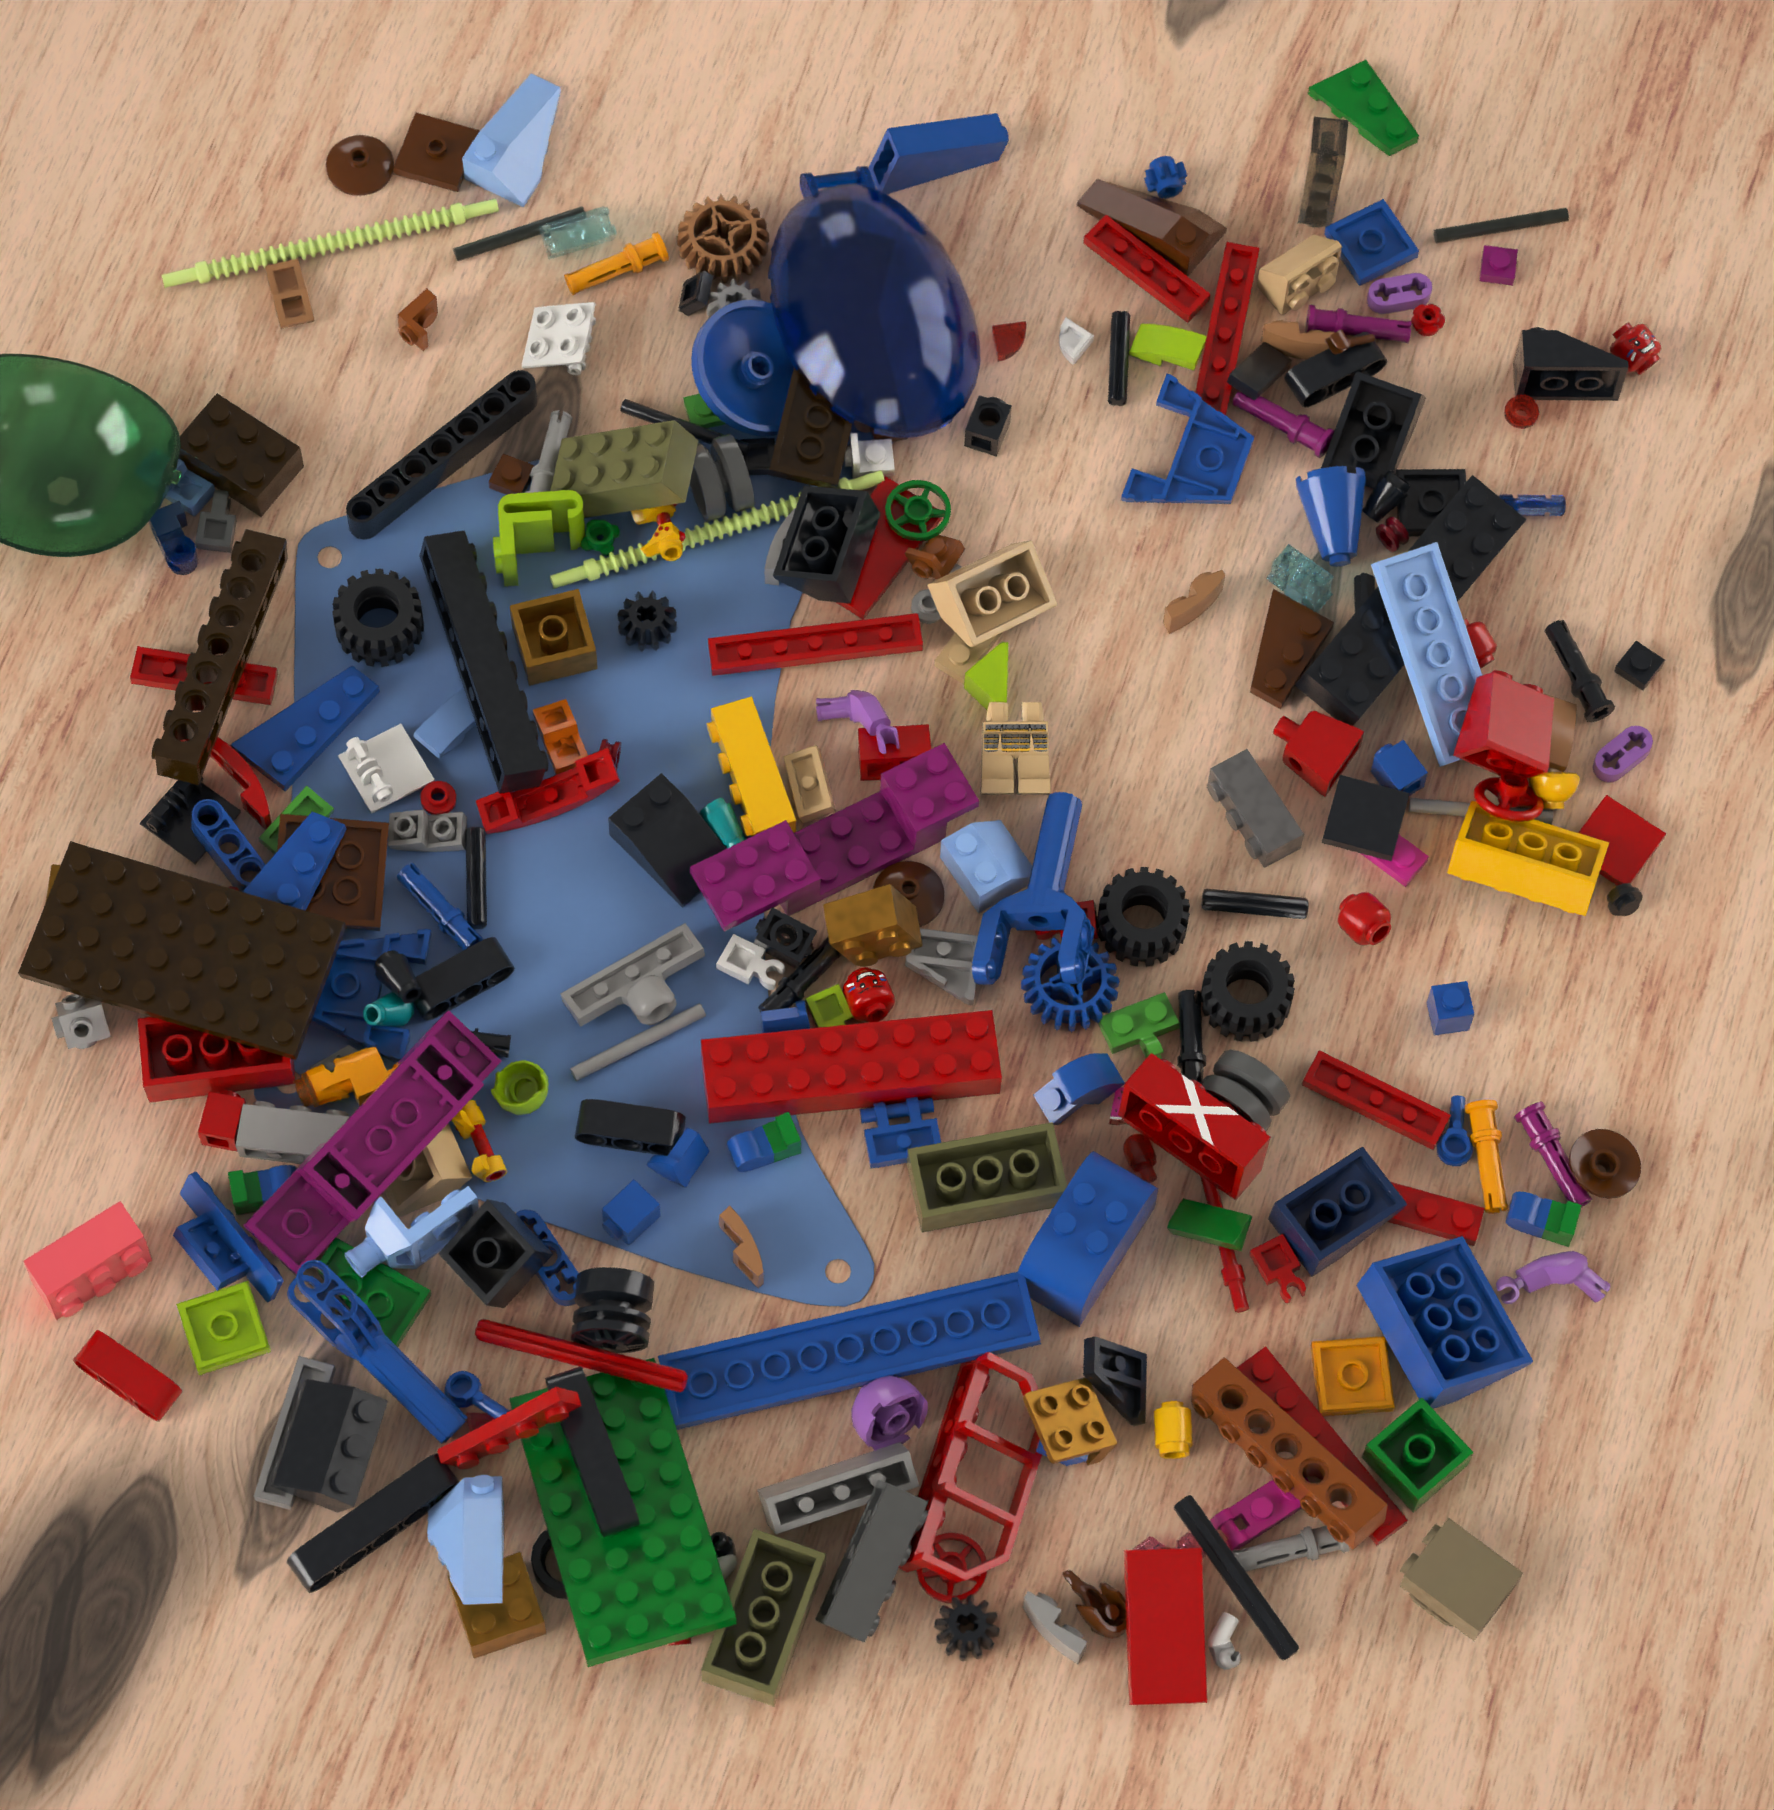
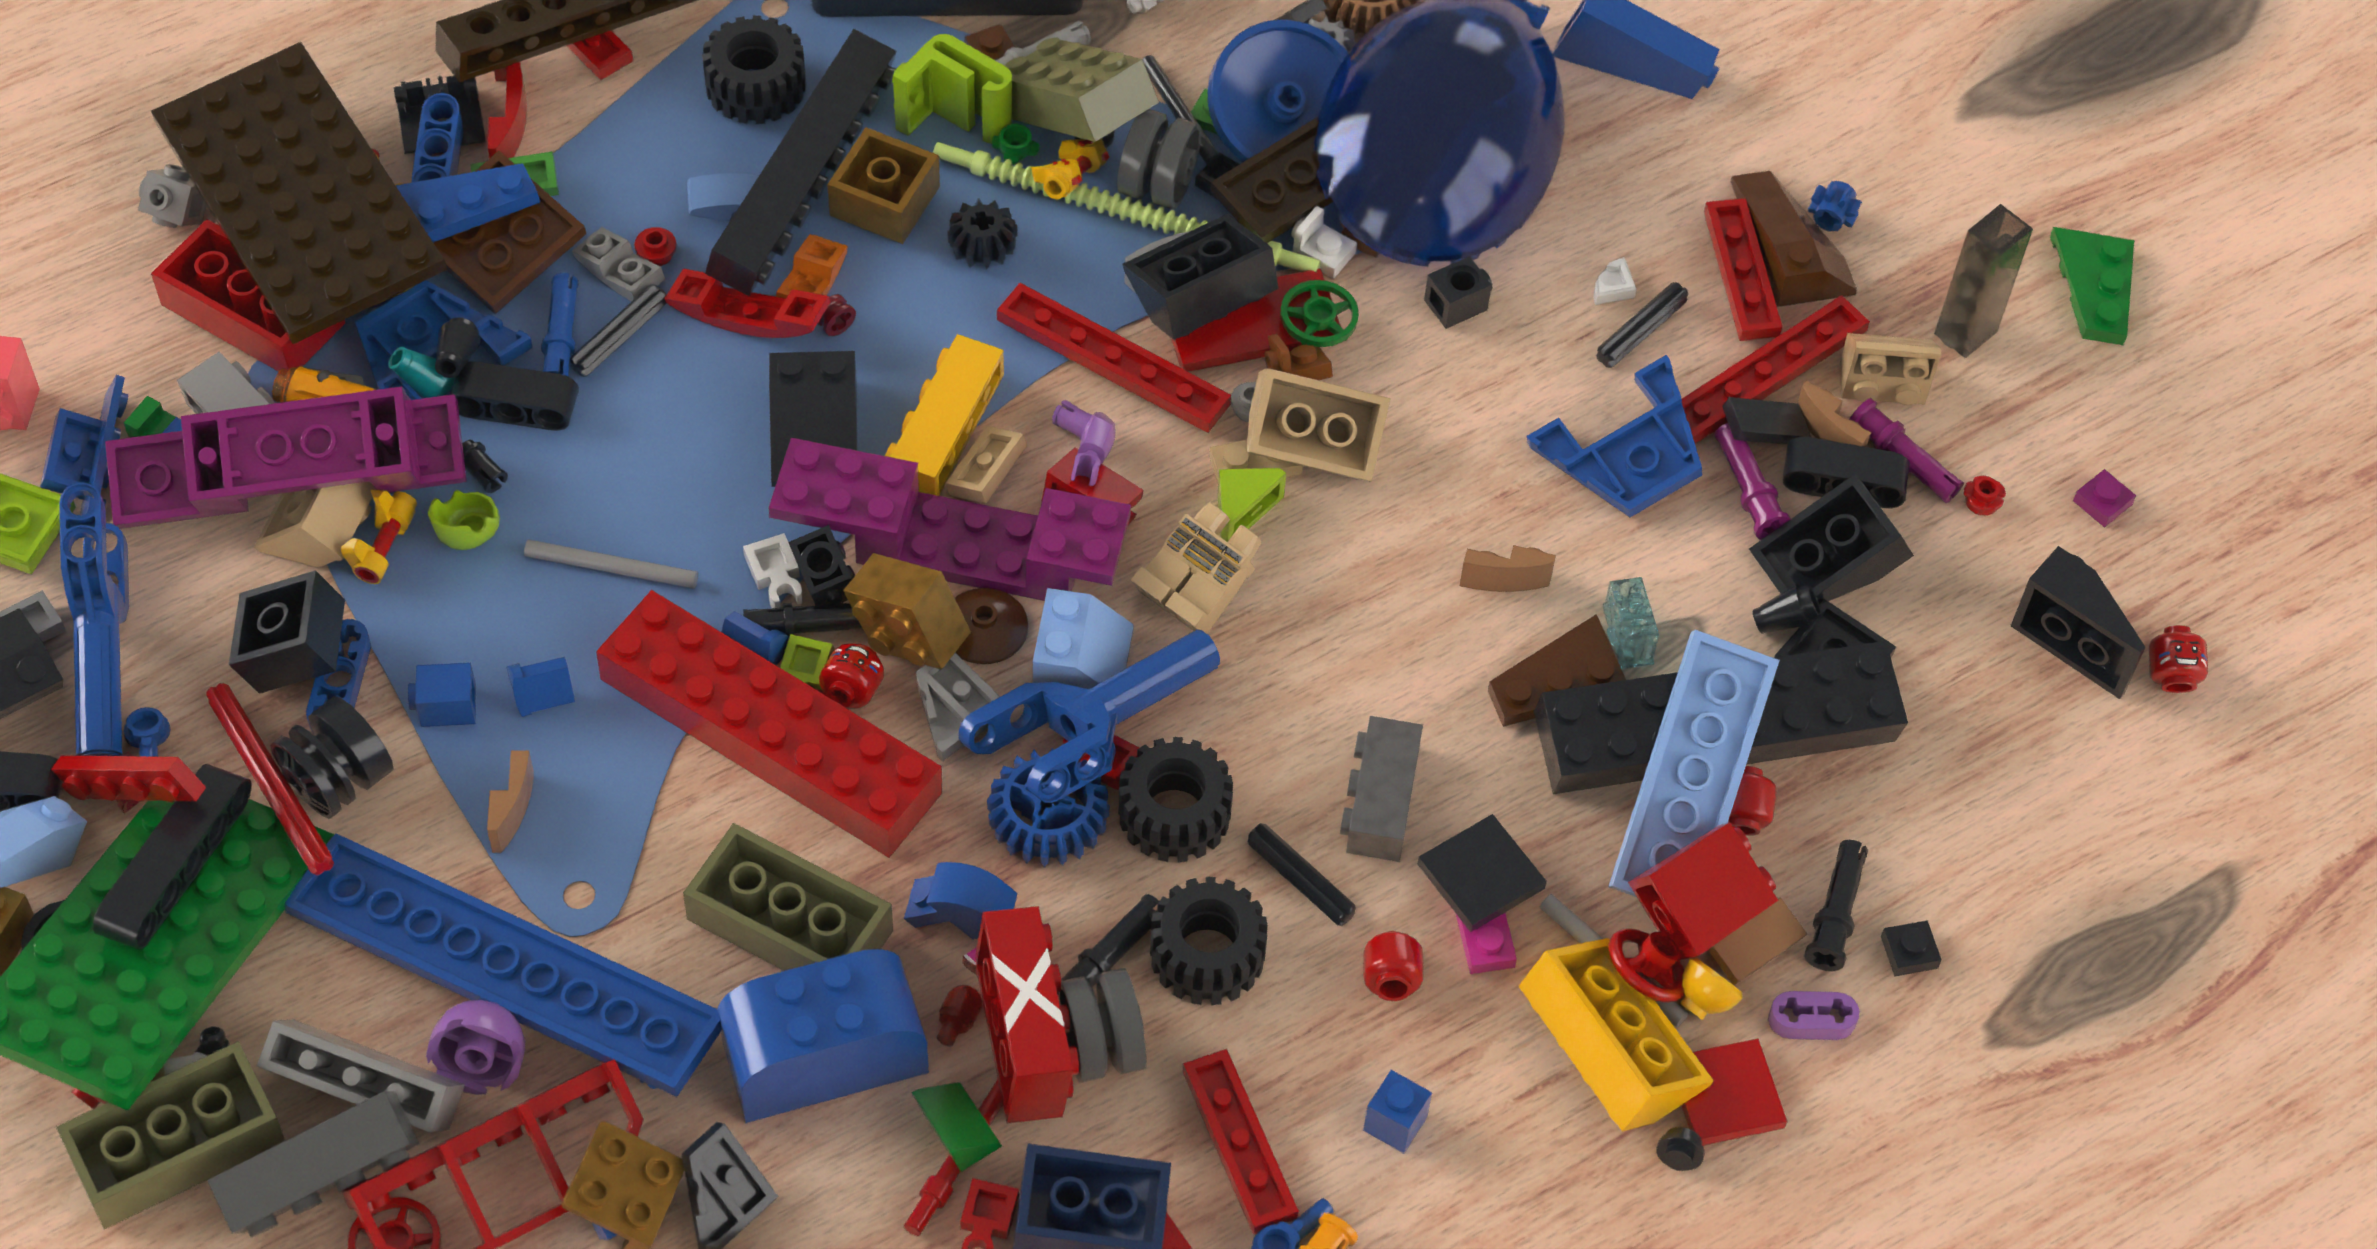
camera: 40 degrees right, 10 degrees down
(221, 1120) = (192, 349): red brick -> none
(301, 732) = (605, 116): blue wing -> none
(385, 767) = (638, 190): white hinge -> none
(387, 1293) = (163, 592): green wing -> none
(410, 1248) = (226, 561): light blue plate -> none
(628, 1126) = (521, 620): black beam -> none
(636, 980) = (660, 510): light grey plate -> none
(723, 822) = (876, 431): teal cone -> none
(765, 1144) = (625, 730): leg -> none
(889, 1143) = (744, 810): blue plate -> none
(1008, 339) = (1554, 241): clear red tile -> none
(1140, 1025) = (1079, 897): bright green plate -> none
(1168, 343) = (1699, 341): lime slope -> none
(1318, 748) = (1503, 780): red torso -> none
(1334, 510) = (1722, 581): blue cone -> none
(1339, 343) = (1864, 445): reddish brown hand -> none
(1372, 242) = (1989, 392): blue plate -> none
(1392, 534) = (1764, 644): dark red bush -> none
(1398, 768) = (1562, 858): blue brick -> none
(1399, 293) = (1977, 453): medium lavender beam -> none
(1501, 225) = (2141, 466): pearl dark grey bar -> none
(1521, 403) = (2008, 628): clear red plate -> none
(1536, 504) = (1937, 726): clear blue axle -> none

